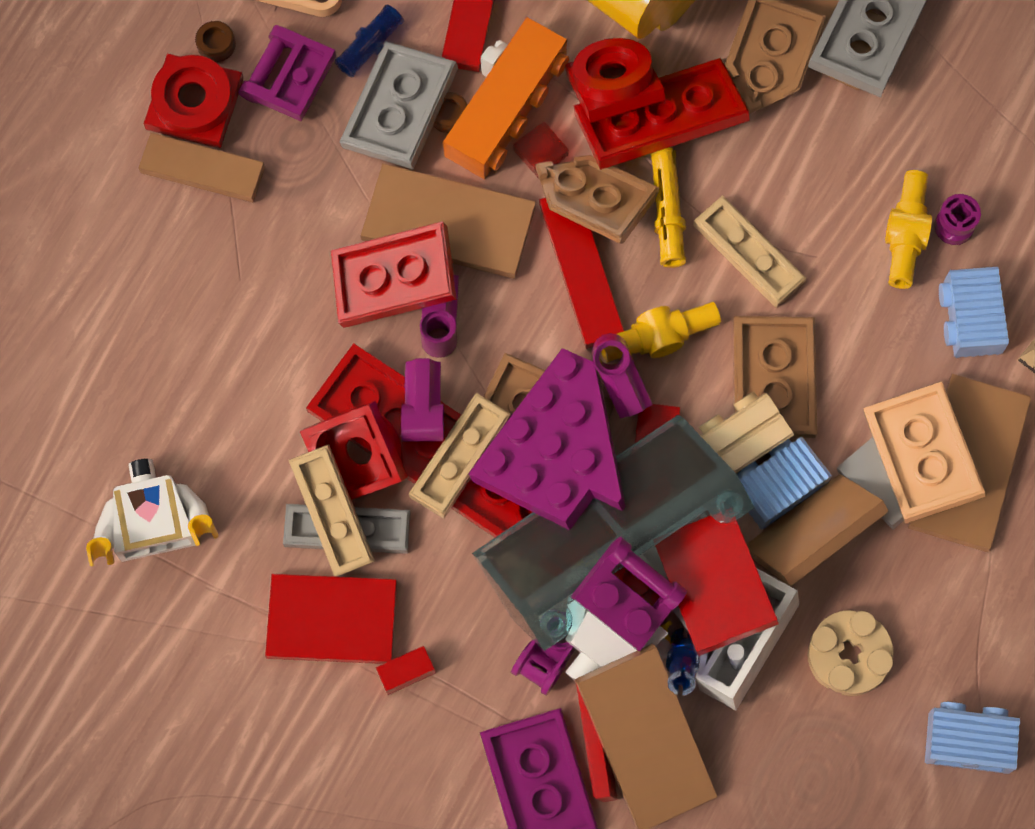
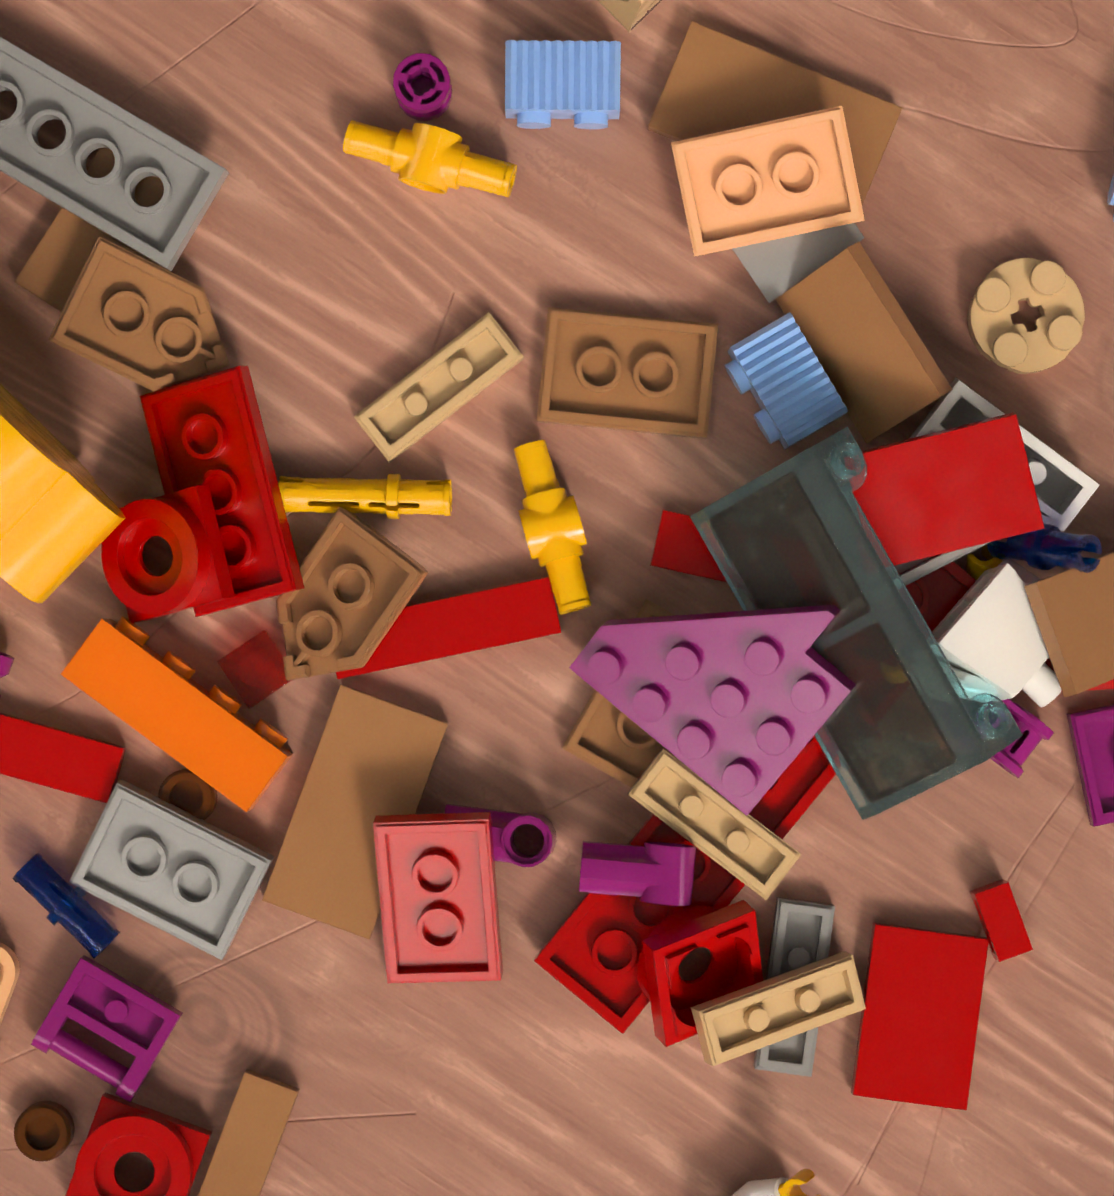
camera: 85 degrees left, 15 degrees up
(491, 56) = (110, 725): white tile -> none
(618, 604) = (979, 624): magenta plate -> none
(621, 378) = (622, 591): magenta piece -> none
(748, 432) = (720, 427): tan brick -> none

